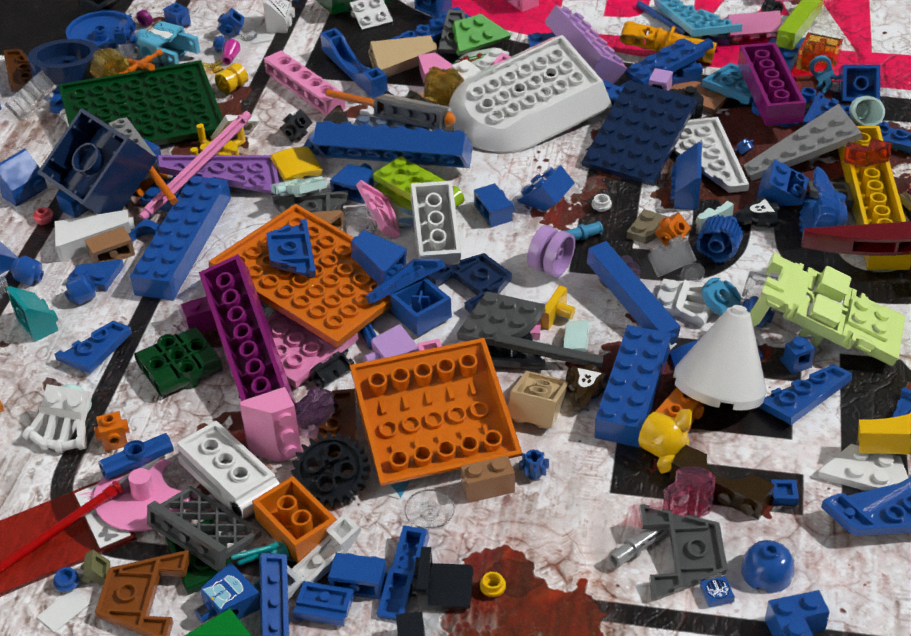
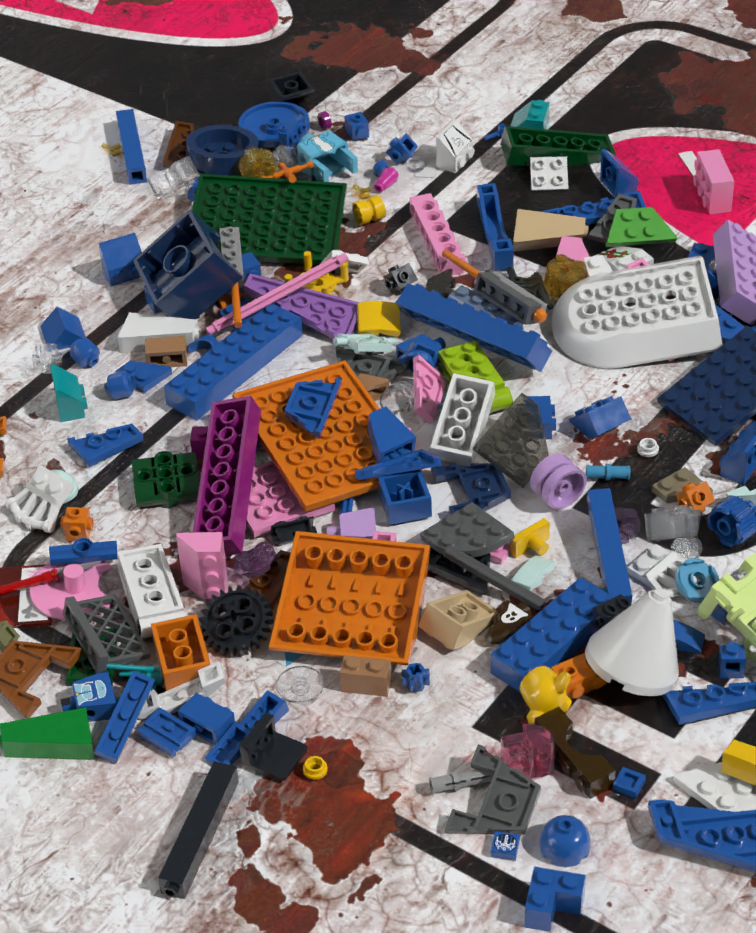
camera: 25 degrees right, 0 degrees up
(43, 215) = (126, 303): coral plate -> none
(354, 177) = (427, 353): none -> blue helmet
(494, 229) = (515, 441): none -> clear smoke wing
(676, 345) = (609, 610): none -> black hinge

